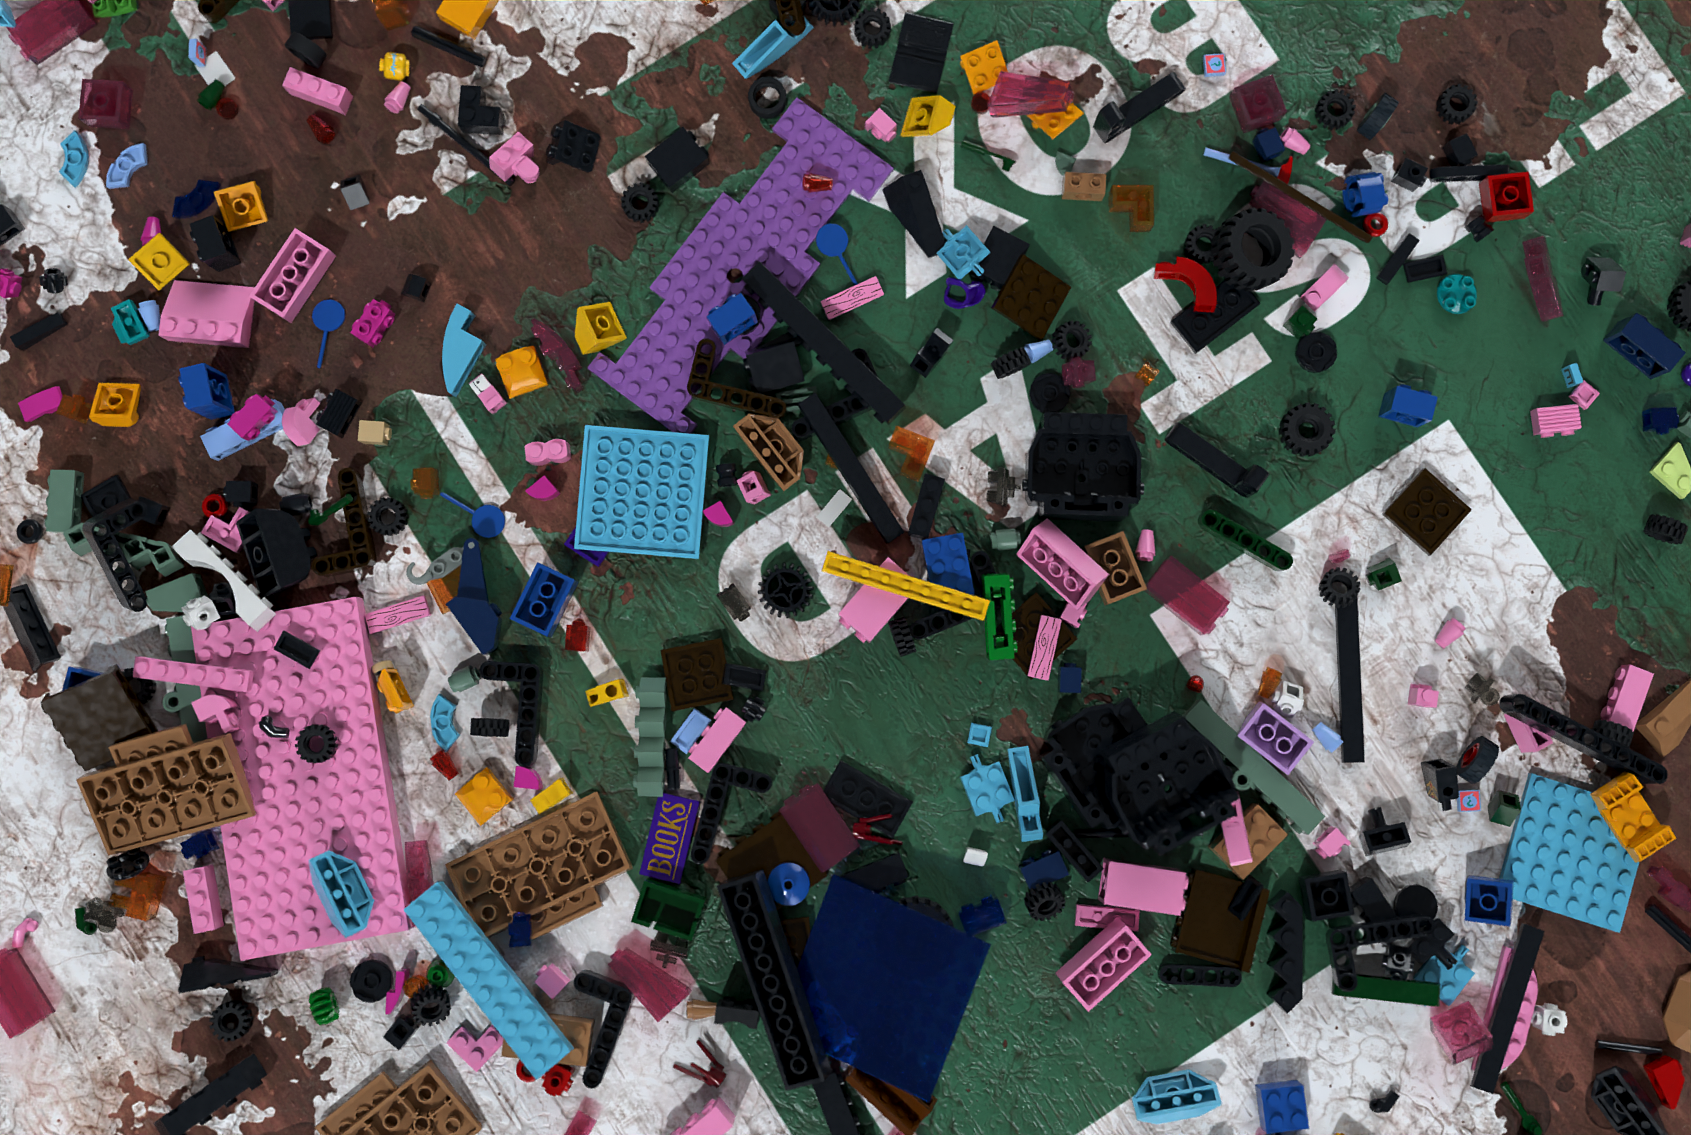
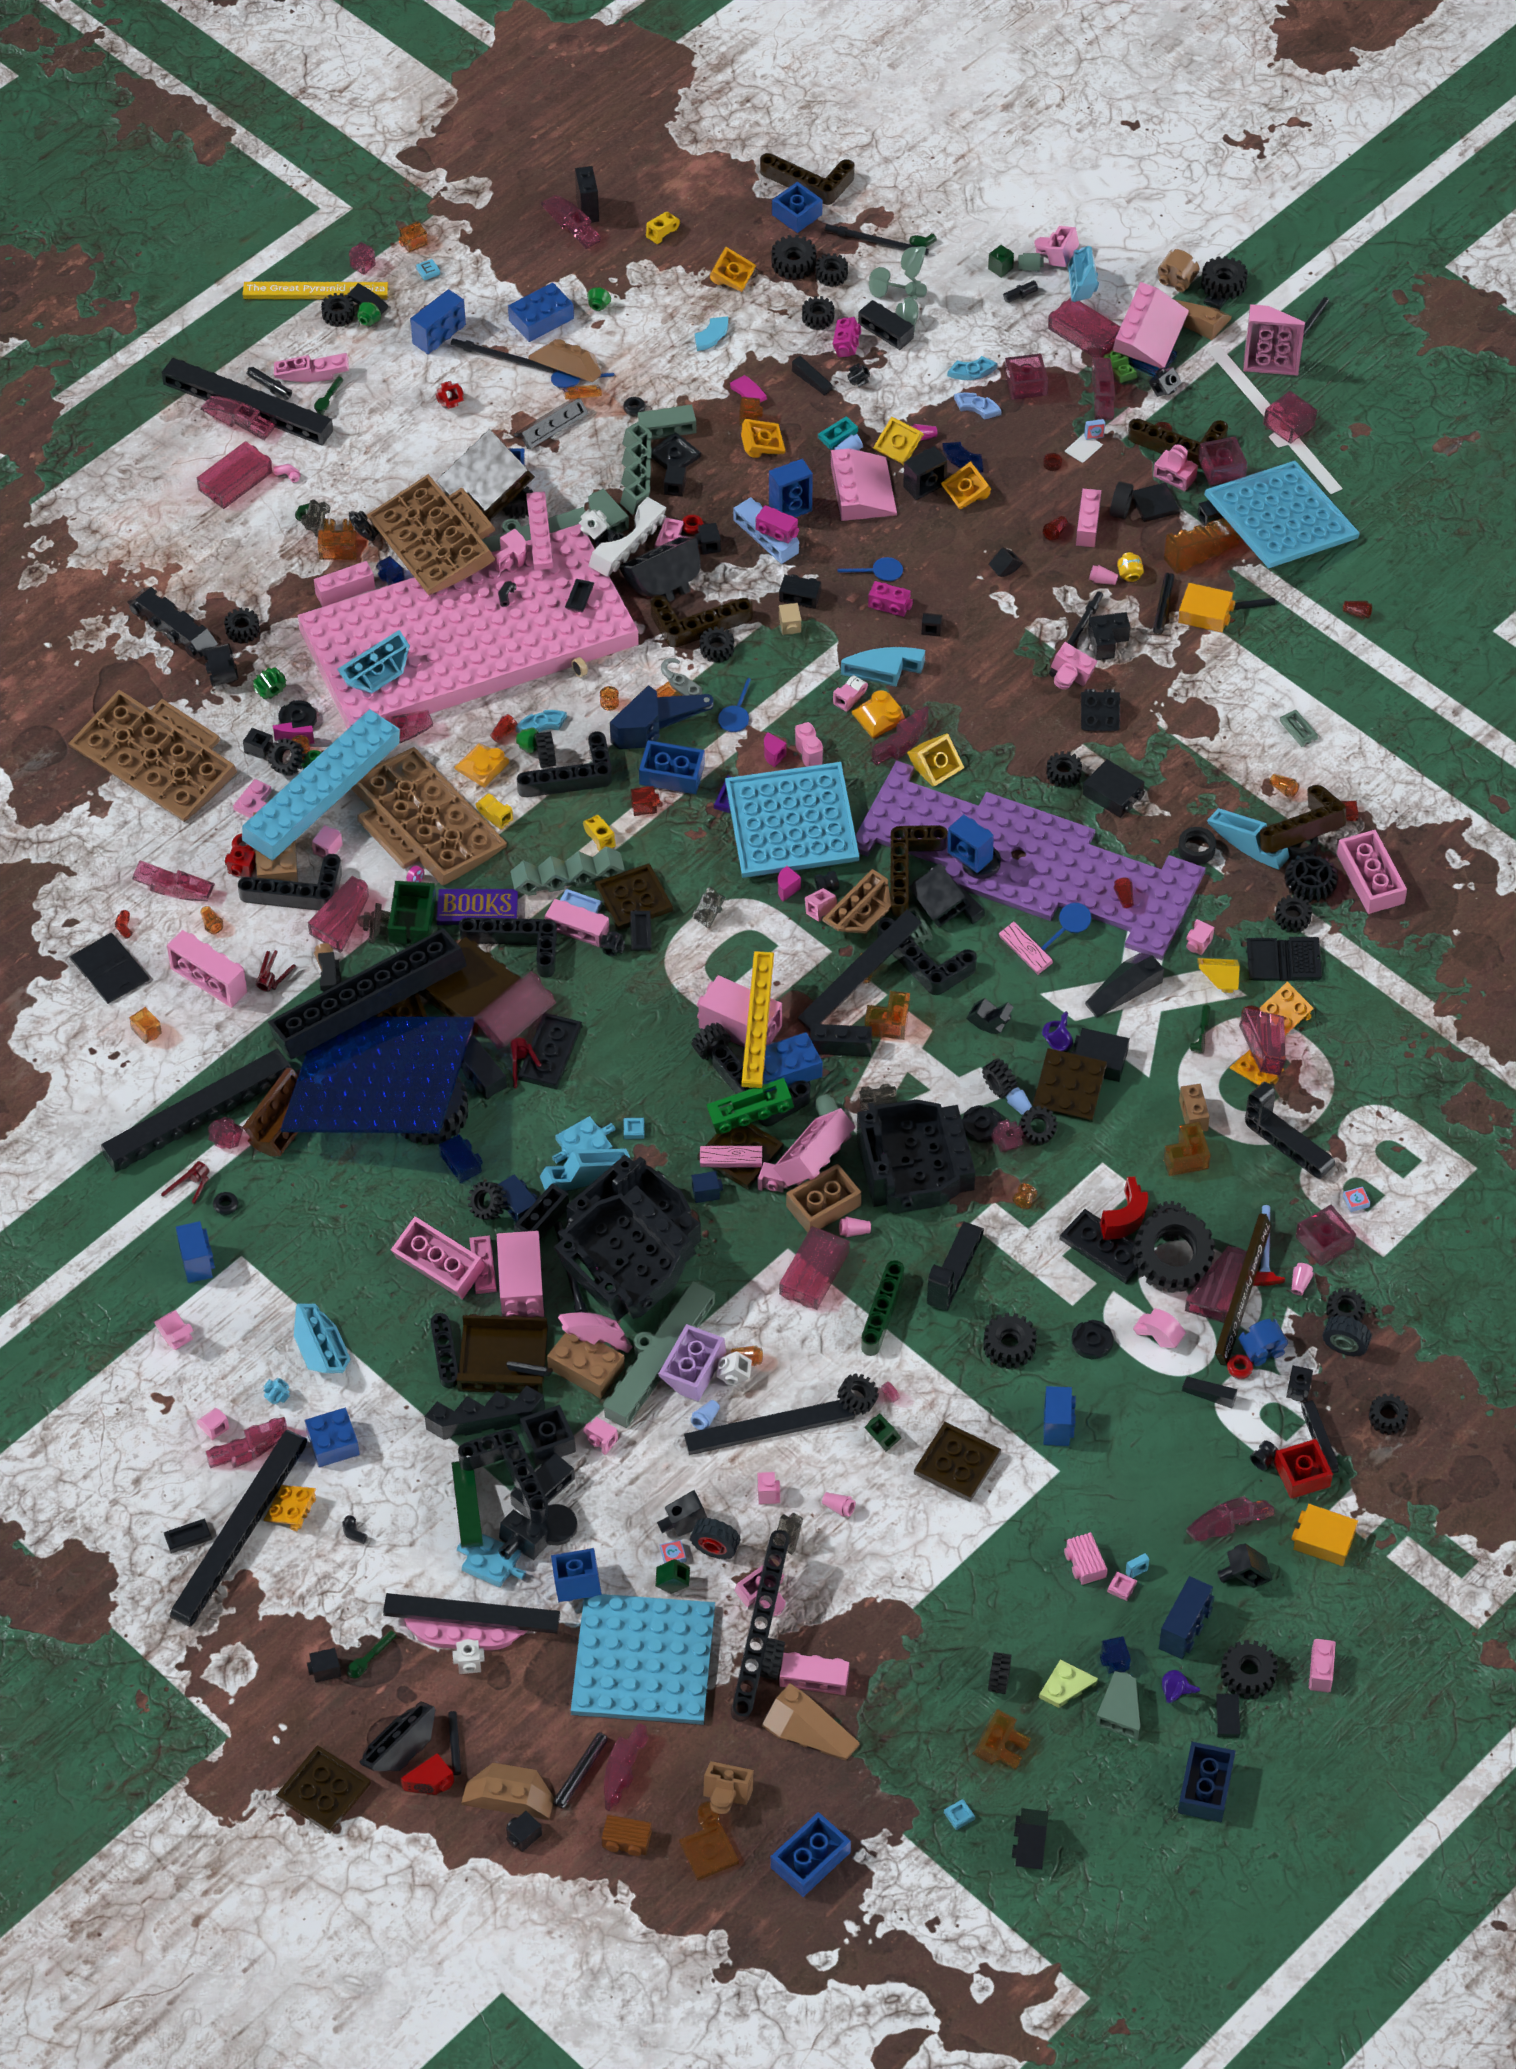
camera: 75 degrees right, 30 degrees down
(114, 552) = (630, 455): black beam -> none
(141, 26) = (1103, 388): none -> clear pink slope
(205, 973) = (280, 601): black wedge -> none
(211, 94) = (1060, 446): dark green cone -> none
(285, 1055) = (220, 664): none -> black brick
(292, 275) = (914, 532): bright pink brick -> none
(296, 504) = (709, 578): black brick -> none
(297, 423) = (781, 560): bright pink brick -> none
(303, 743) = (500, 615): black tyre -> none
(318, 518) = (703, 596): dark green piece -> none
(394, 690) = (562, 677): light orange slope -> none
(397, 614) = (629, 669): bright pink tile -> none
(425, 482) = (755, 664): clear orange brick -> none
(426, 645) = (609, 693): none -> clear orange wheel
(464, 679) = (583, 725): sand green brick -> none
(467, 743) = (527, 740): none -> green cone
(520, 930) = (369, 803): clear blue brick -> none
(527, 778) = (506, 788): dark pink brick -> none
(617, 895) = (415, 874): none -> dark pink tile
(623, 1121) = (211, 921): none -> clear orange cone
(672, 768) = (542, 895): black axle -> none
(779, 574) = (729, 953): black gear -> none
(798, 878) = (459, 1001): blue dish -> none
(824, 343) = (970, 923): black brick -> none
(834, 508) = (819, 974): white sticker -> none
(963, 252) = (1095, 1018): medium azure plate -> none
(975, 856) = (516, 1144): white slope -> none
(1064, 163) = (1214, 1094): sand green tile -> none
(1195, 683) = (730, 1294): clear red hinge -> none
(1268, 144) = (1288, 1255): dark blue brick -> none
(1300, 322) = (1116, 1313): dark green brick -> none
(1383, 836) = (617, 1476): black brick -> none
(1398, 962) = (495, 1503): black brick -> none
(1425, 268) = (1208, 1417): black tile -> none
(1457, 293) = (1191, 1450): teal dish -> none
(1460, 151) = (1339, 1424): black brick -> none
(1461, 1033) = (438, 1571): clear pink brick -> none
(1573, 197) = (1324, 1534): none -> light orange brick
(1631, 817) = (692, 1688): light orange plate -> none

